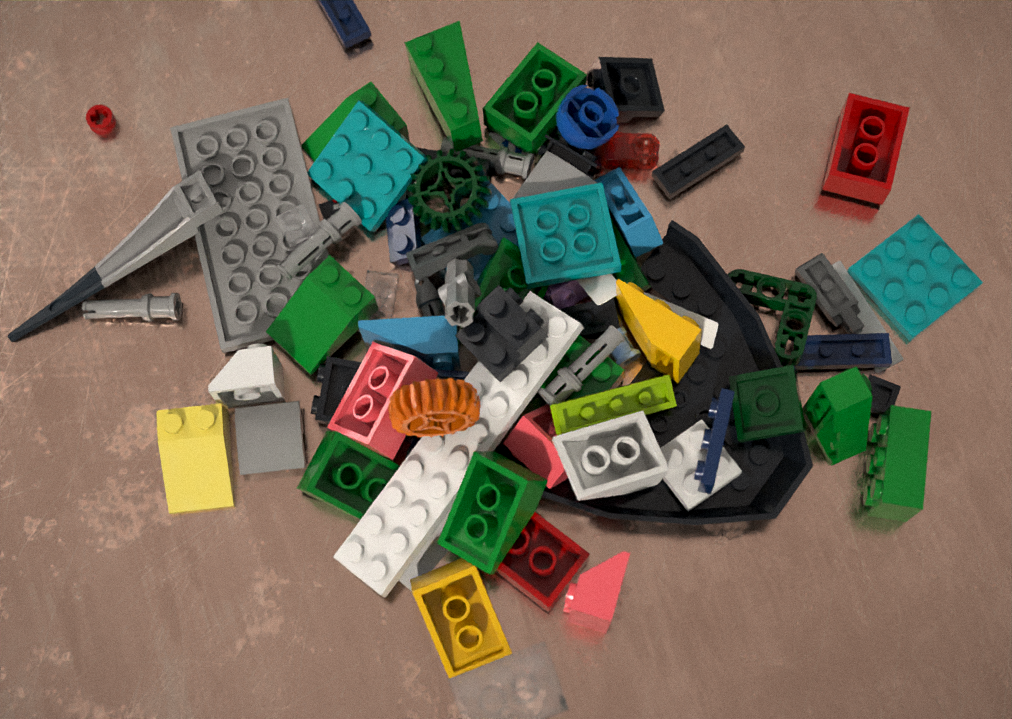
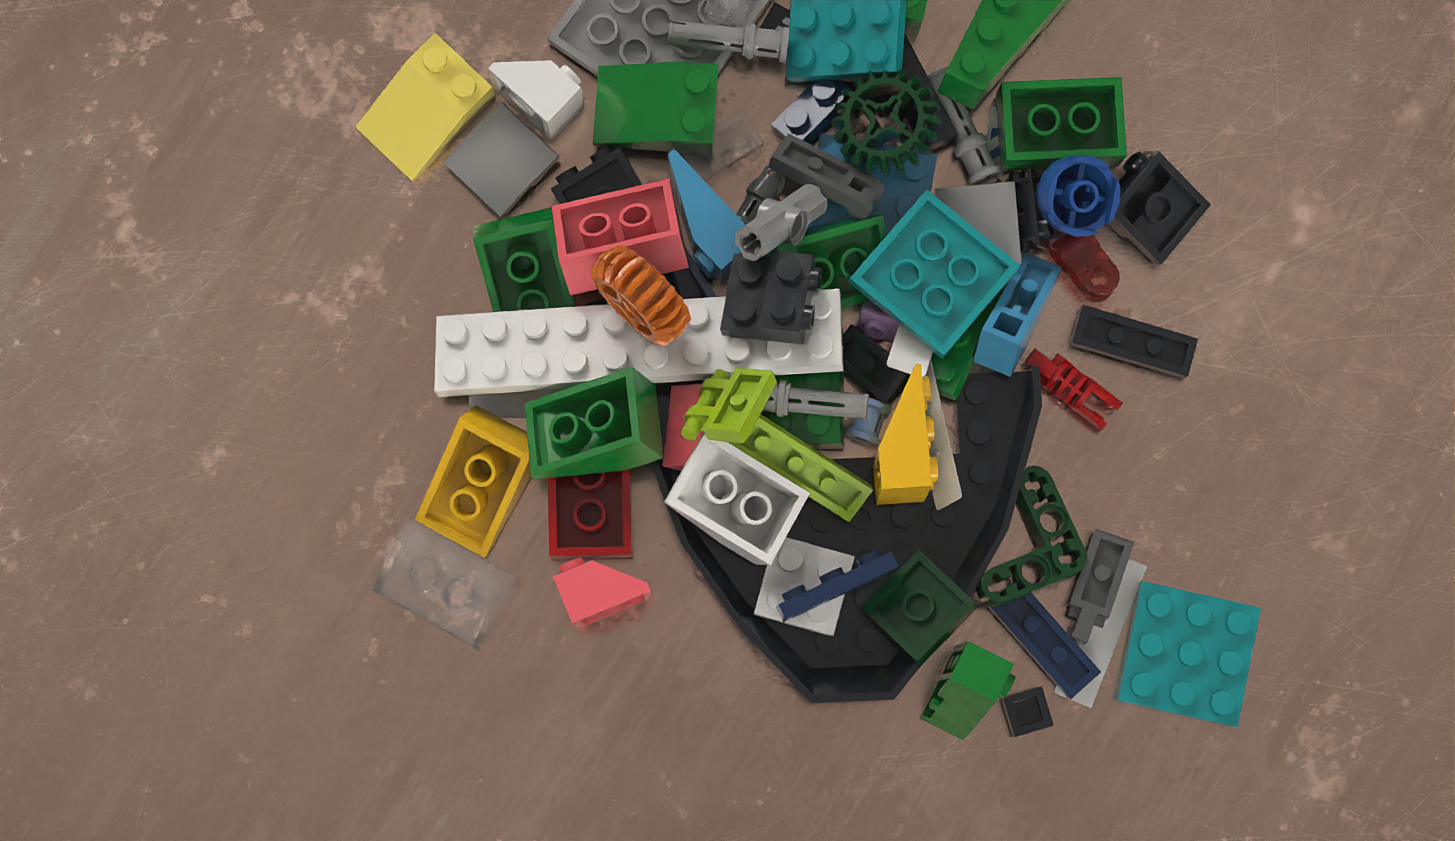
camera: 40 degrees right, 10 degrees up
(556, 403) = (736, 408): none -> lime plate
(697, 214) = (1072, 386): none -> red hinge
(866, 148) = (1286, 500): red brick -> none
(898, 463) = (965, 779): green brick -> none

